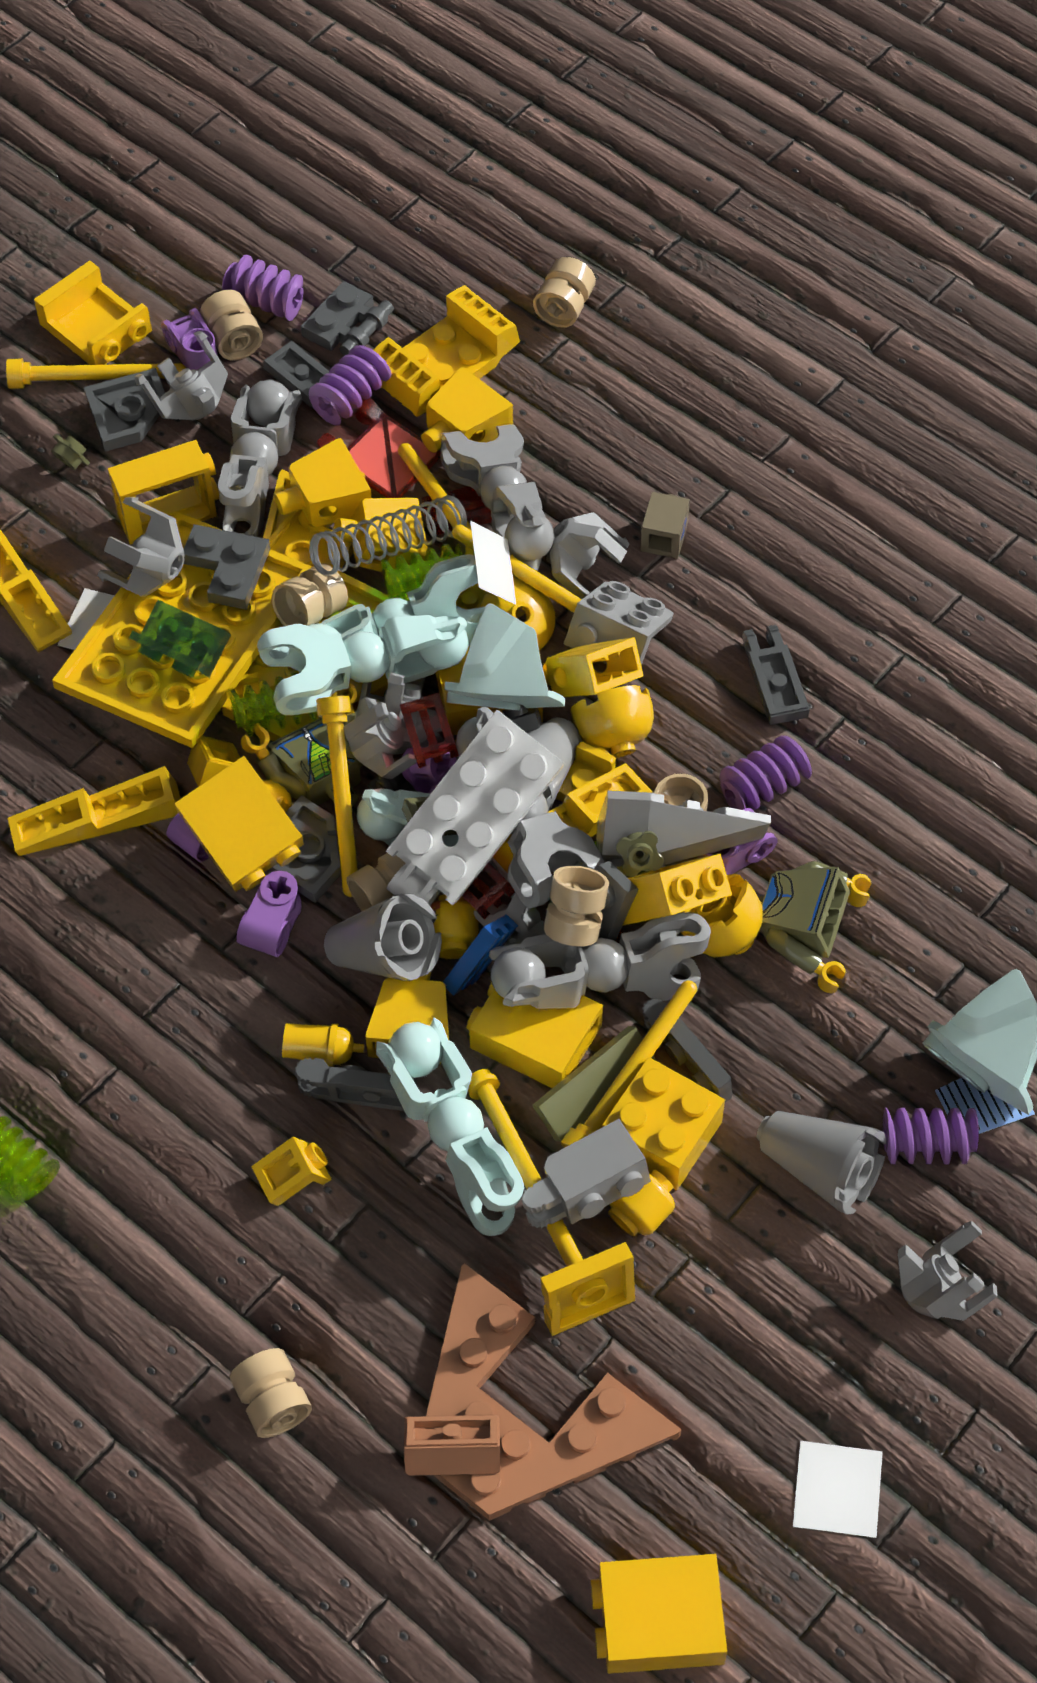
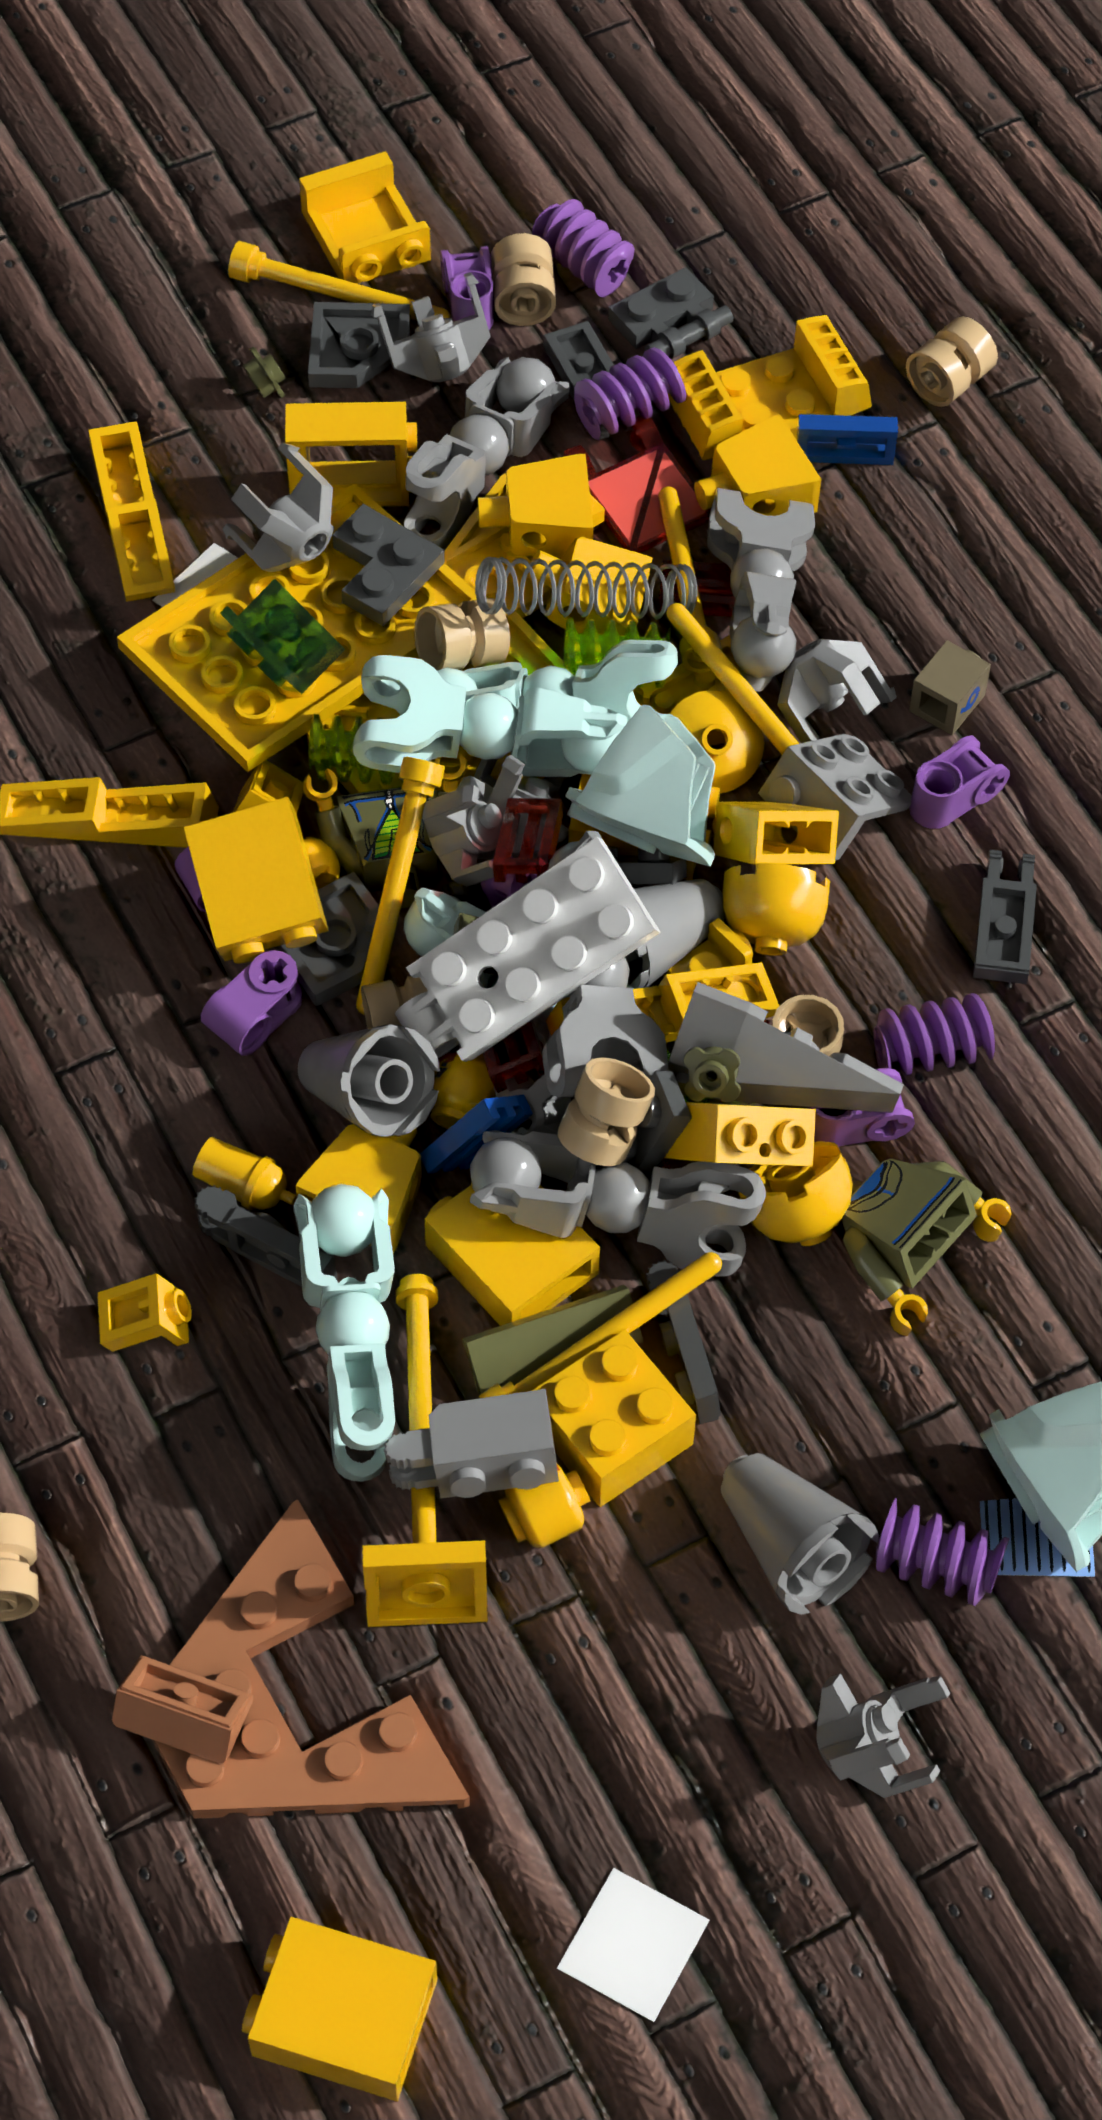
camera: 20 degrees right, 0 degrees up
(493, 563) = (696, 662): white sticker -> none
(516, 369) = (848, 438): none -> blue tile
(698, 592) = (955, 784): none -> medium lavender piece

